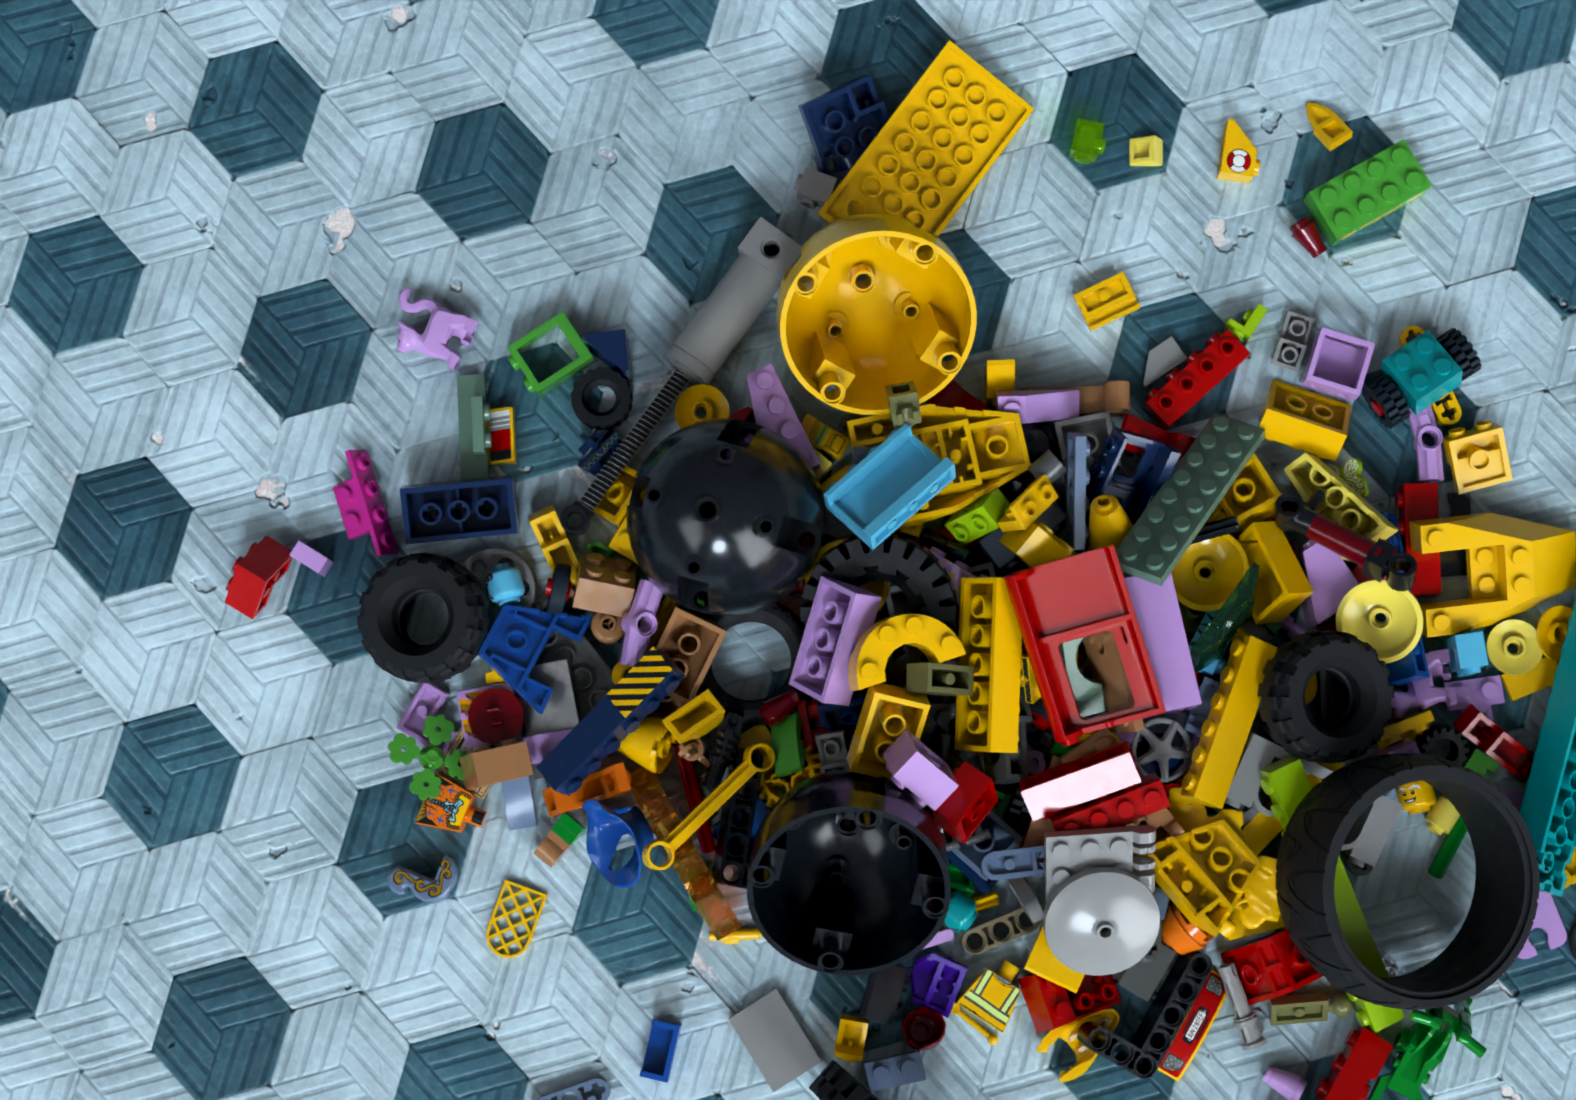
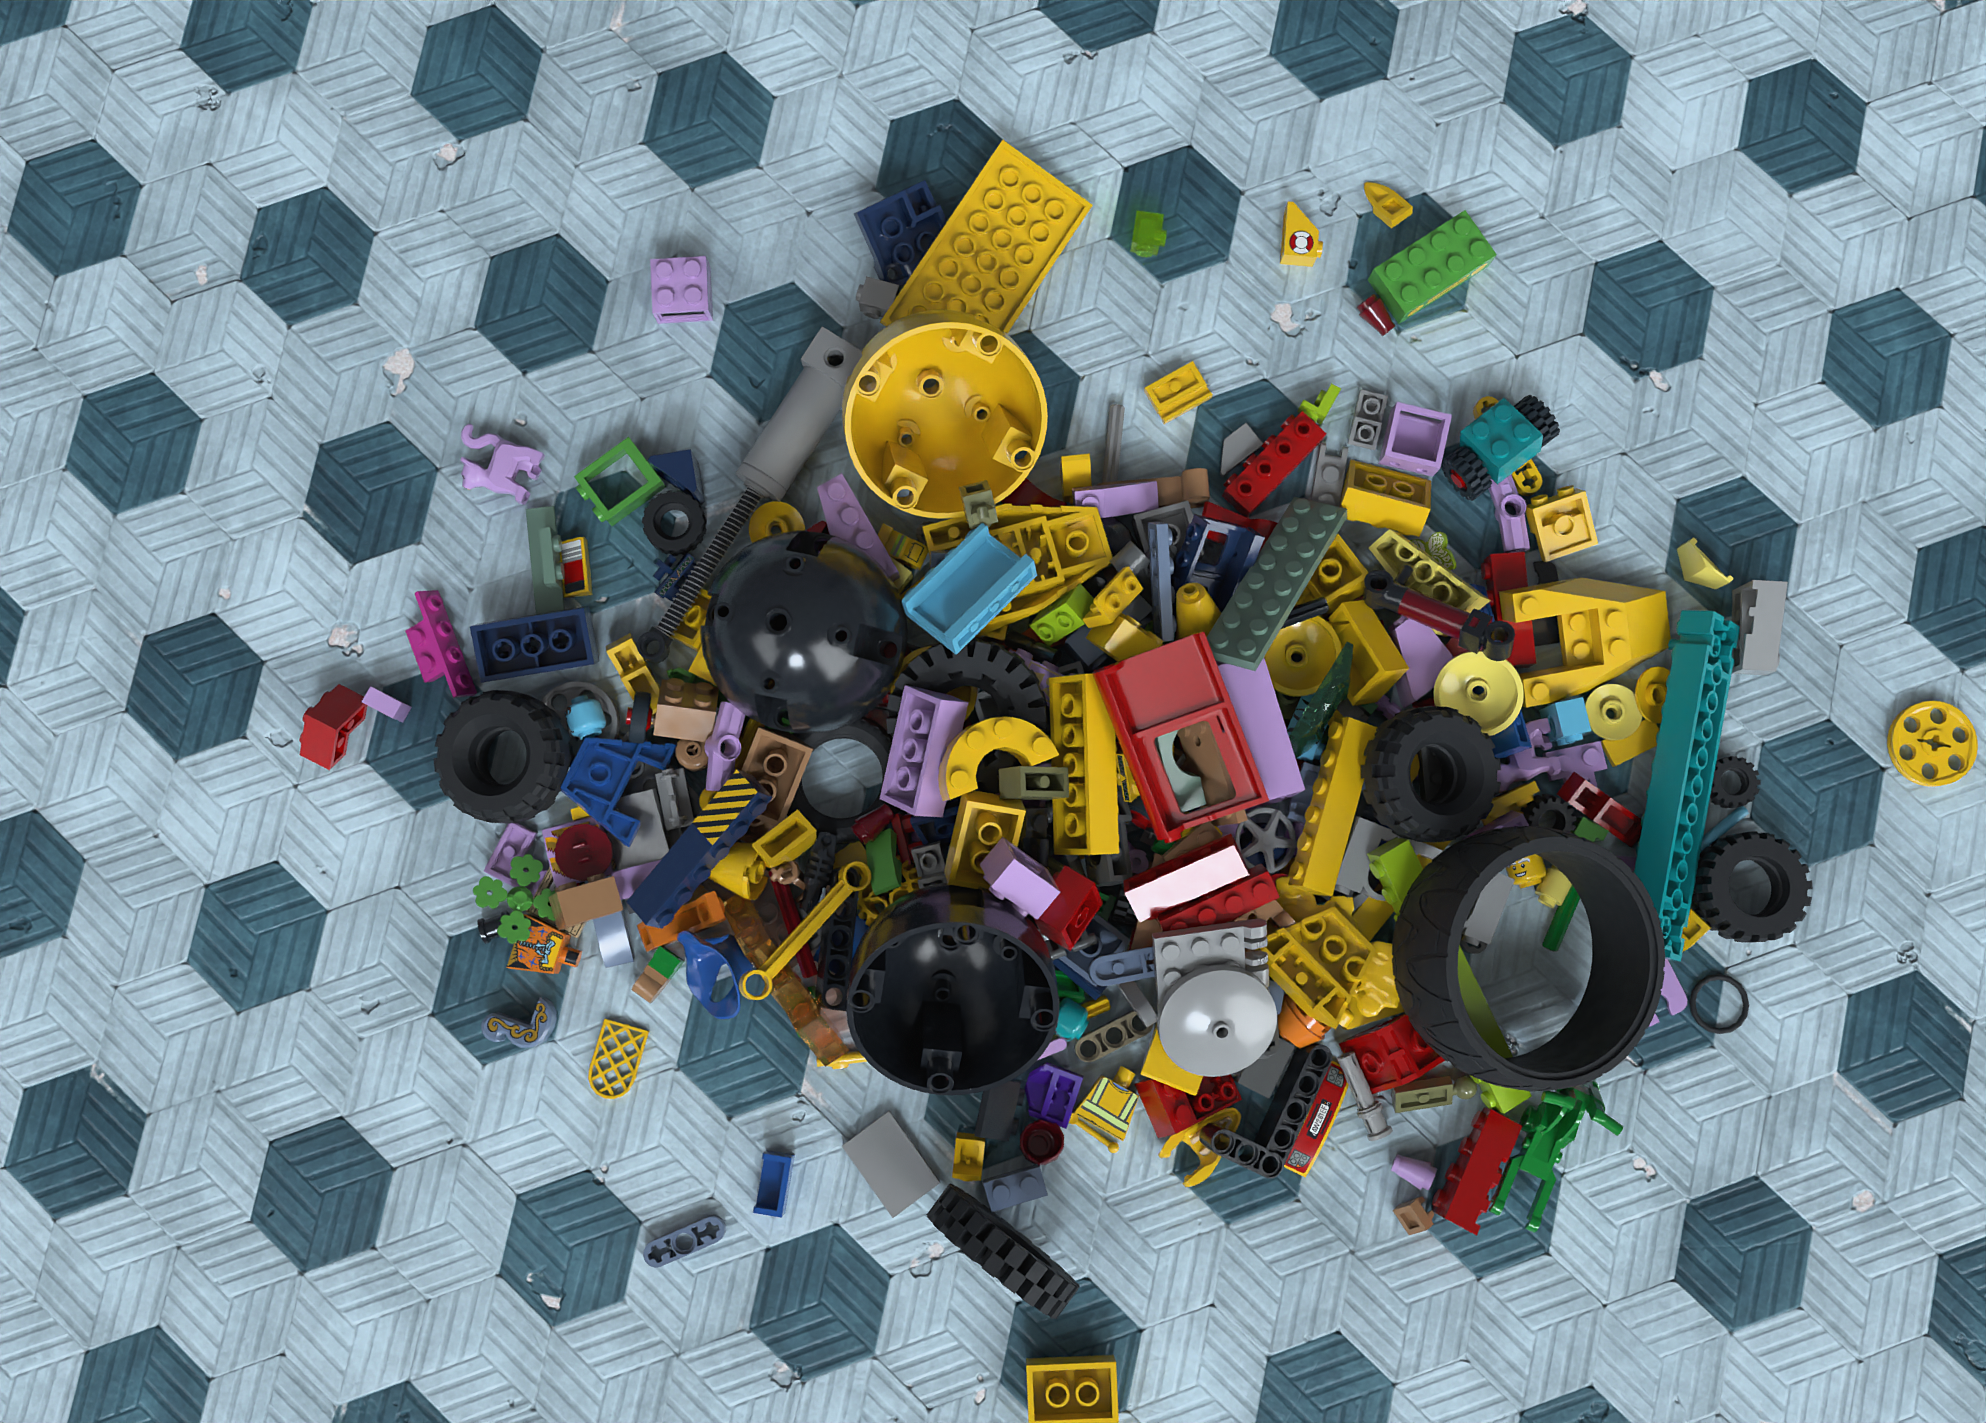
camera: 10 degrees left, 0 degrees up
(400, 783) = (489, 927): none -> black bush
(587, 670) = (674, 798): none -> light grey hinge
(622, 167) = (681, 287): none -> lavender piece
(1039, 348) = (1113, 443): none -> light grey axle
(1146, 151) = (1207, 241): light yellow slope -> none
(1250, 395) = (1329, 476): none -> light grey hinge

